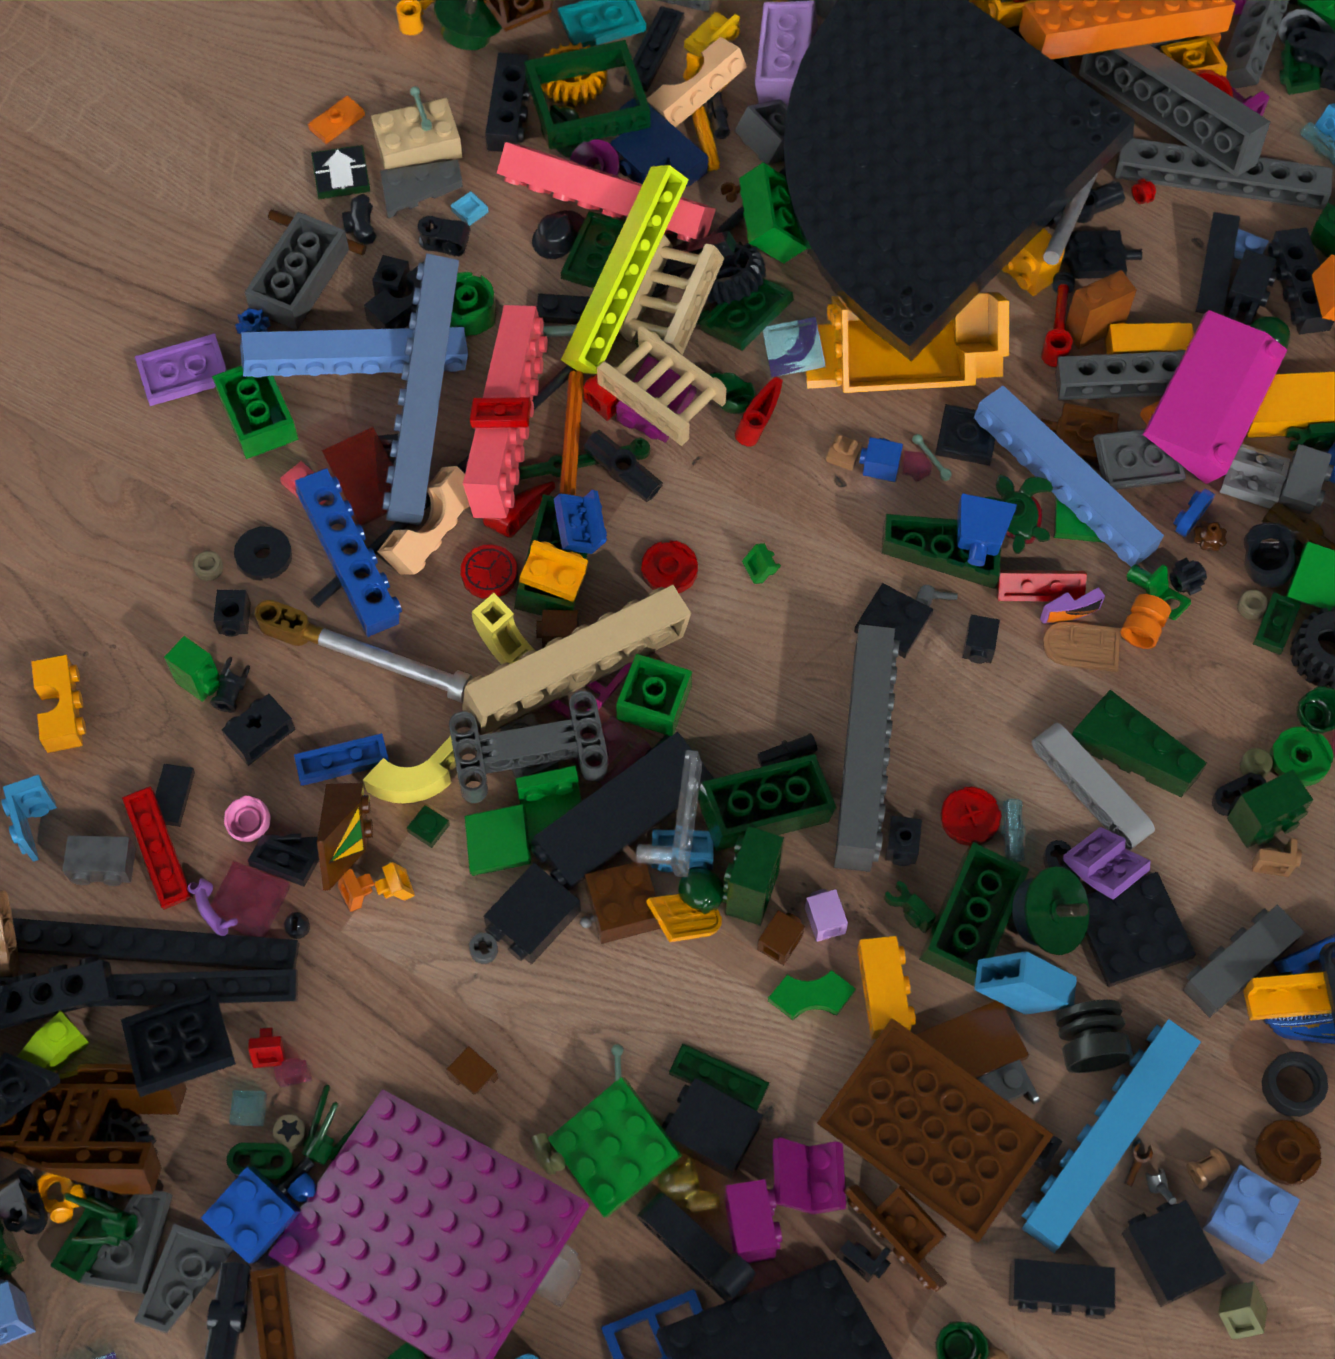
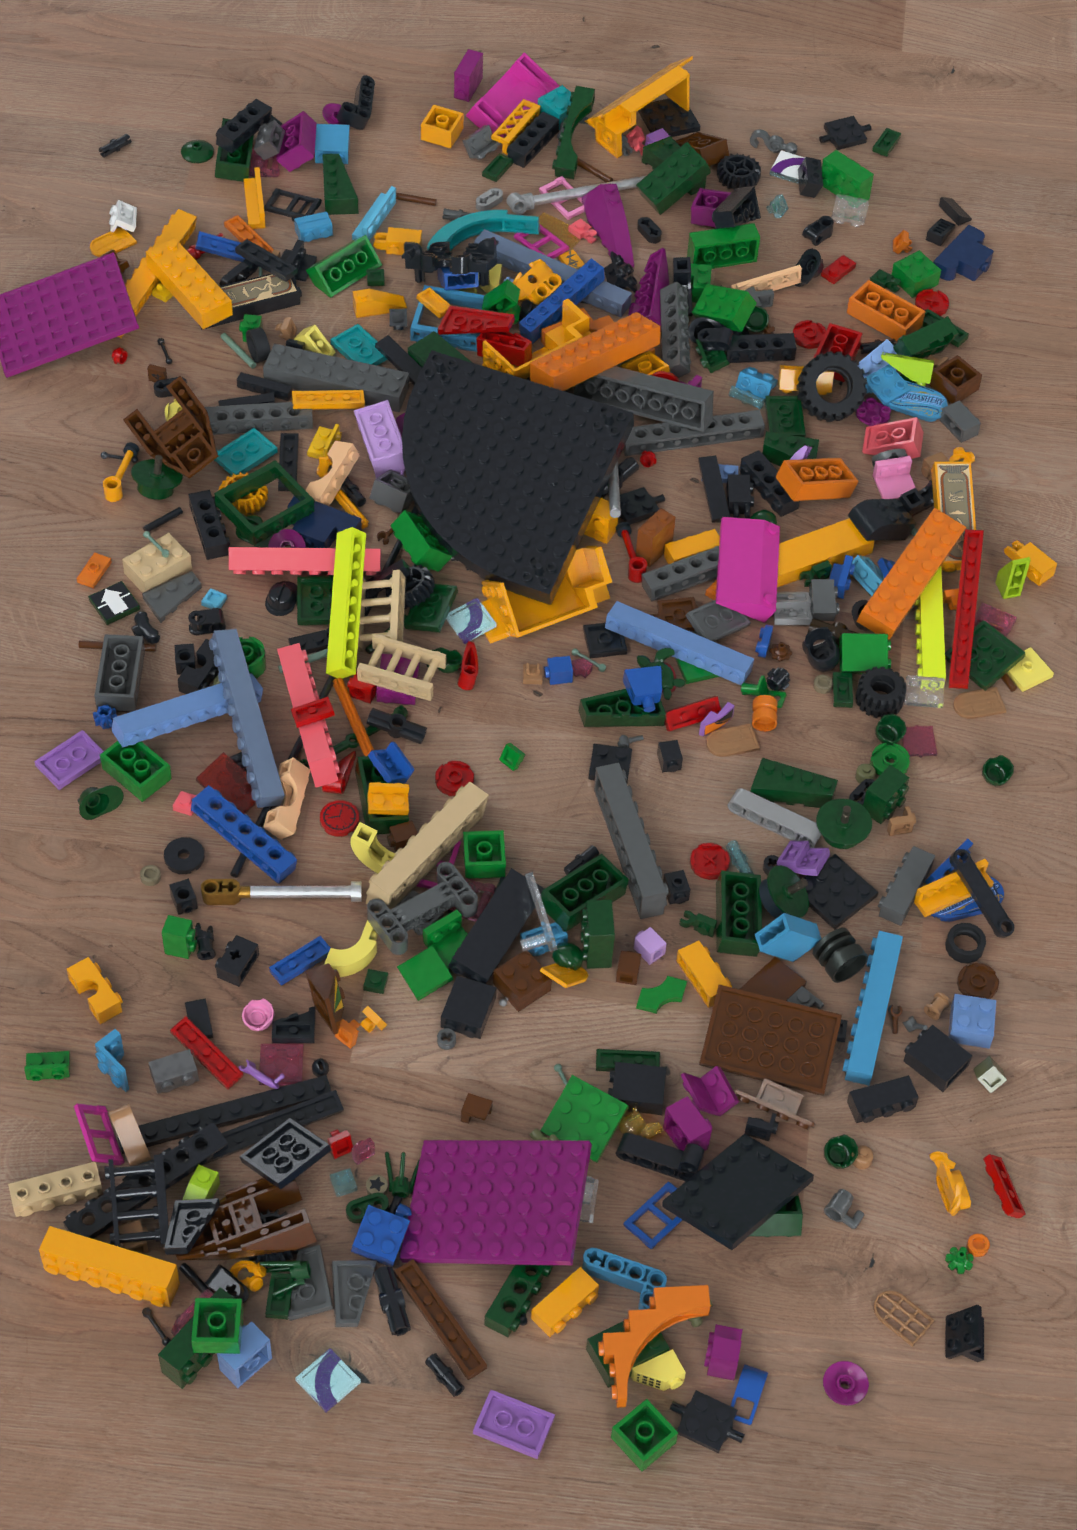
camera: 25 degrees left, 10 degrees down
(187, 440) = (99, 801): none -> dark green piece
(455, 78) = (165, 518): none -> black piece
(1188, 831) = (843, 823): none -> dark green piece

